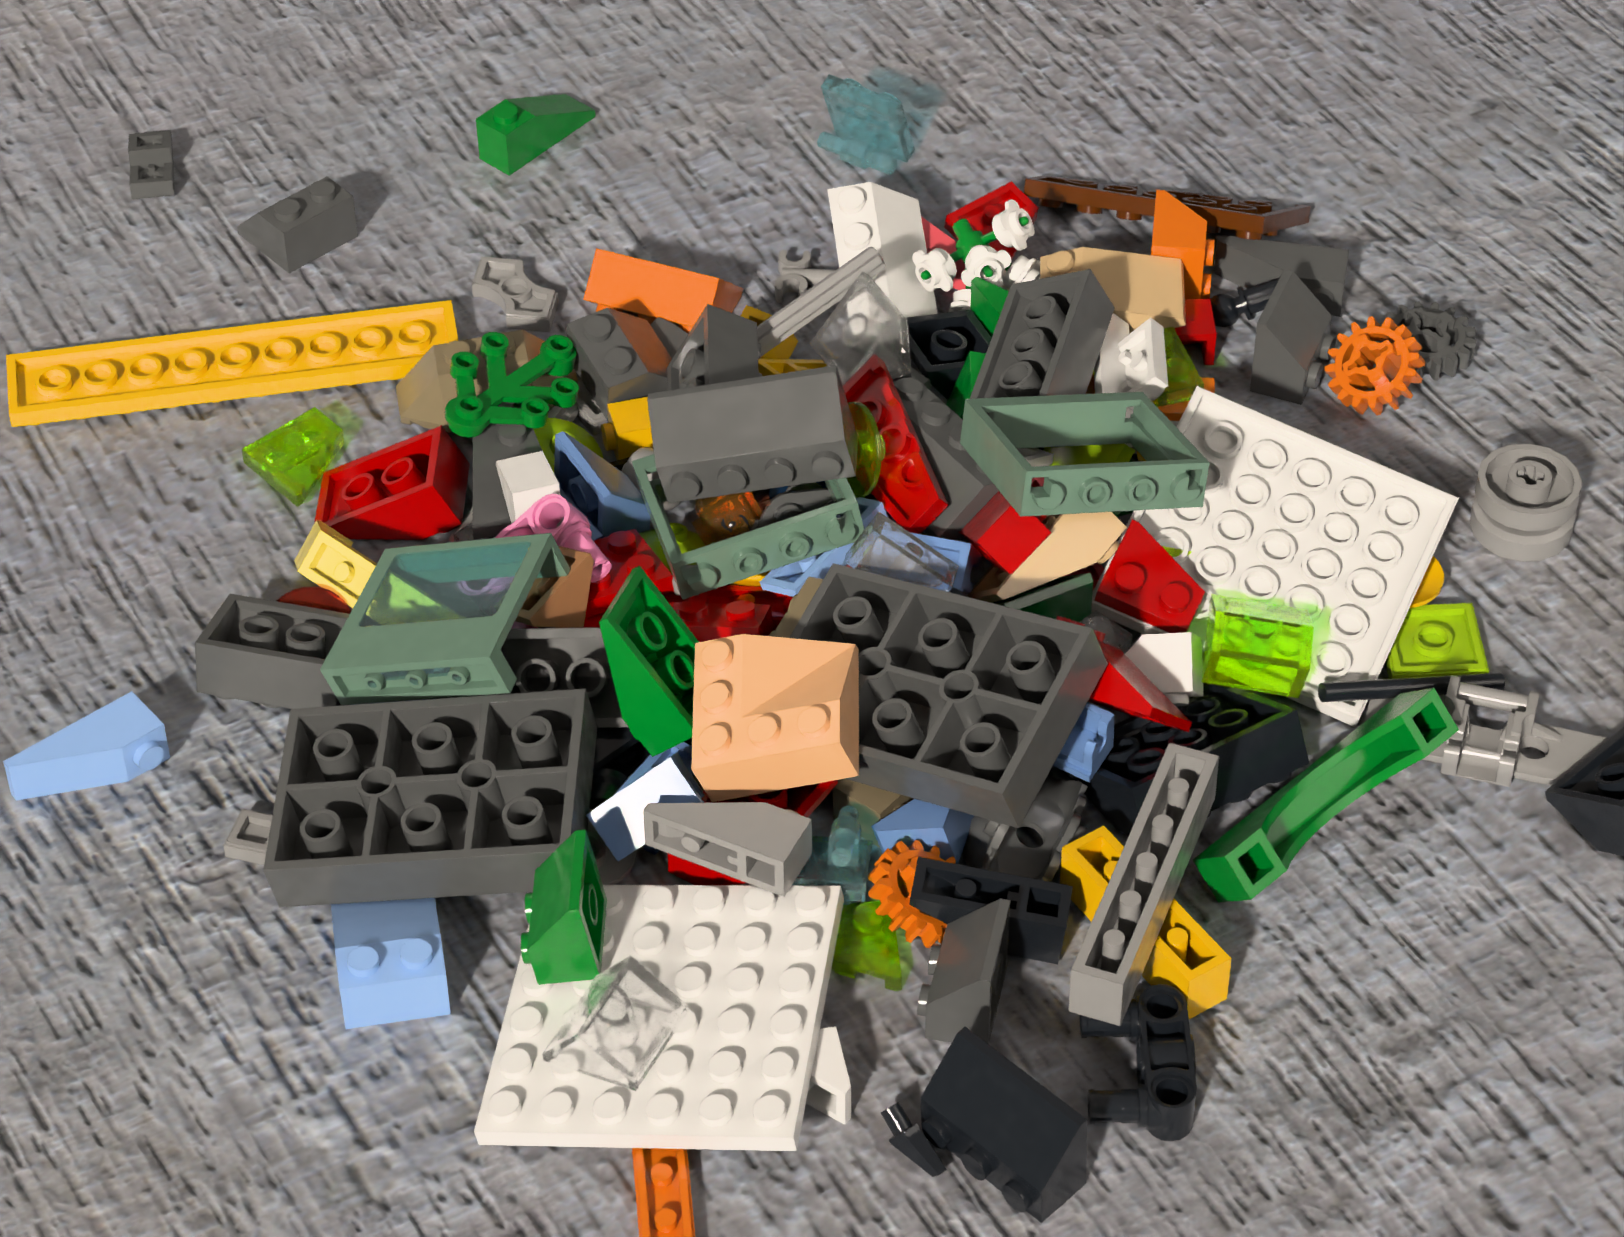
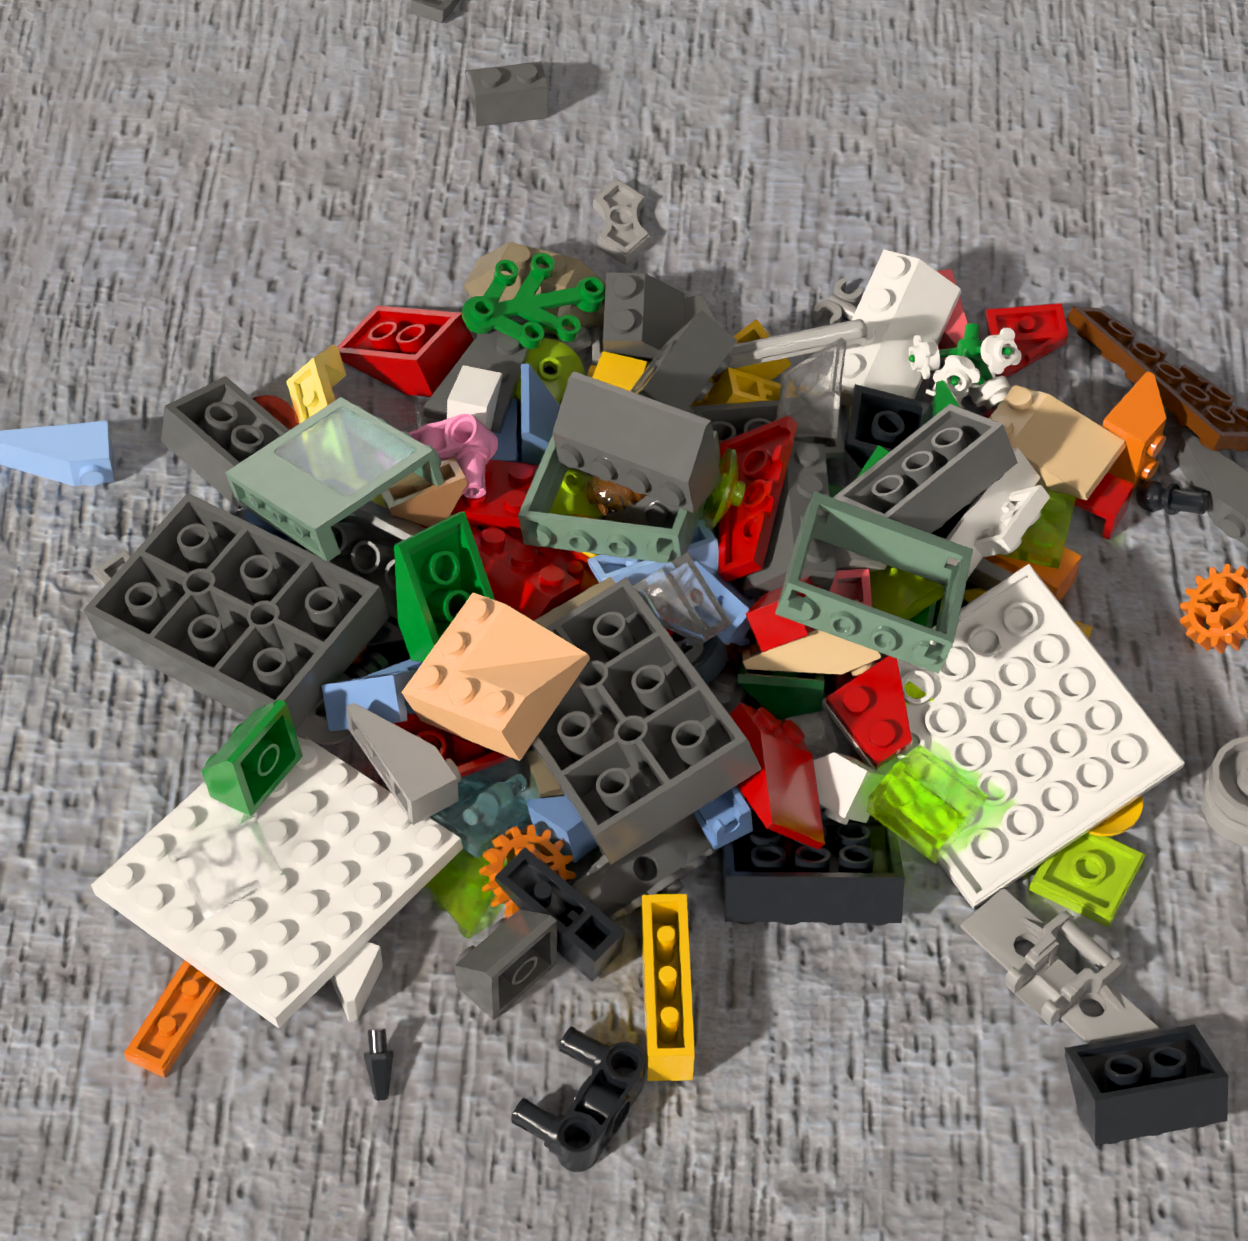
camera: 30 degrees right, 10 degrees up
(223, 363) = (375, 183): yellow plate -> none
(296, 454) = (366, 282): clear neon green wing -> none
(389, 961) = (132, 720): light blue slope -> none
(526, 128) = (733, 82): green slope -> none
(656, 289) = (722, 273): orange slope -> none
(868, 123) = (987, 203): clear light blue plate -> none
(1005, 1127) = (434, 1096): black slope -> none
(1143, 885) = (660, 962): light grey brick -> none
(1272, 835) = (818, 968): green arch -> none
(1291, 342) = (1171, 552): dark grey slope -> none
(1392, 687) = (1032, 900): black bar -> none

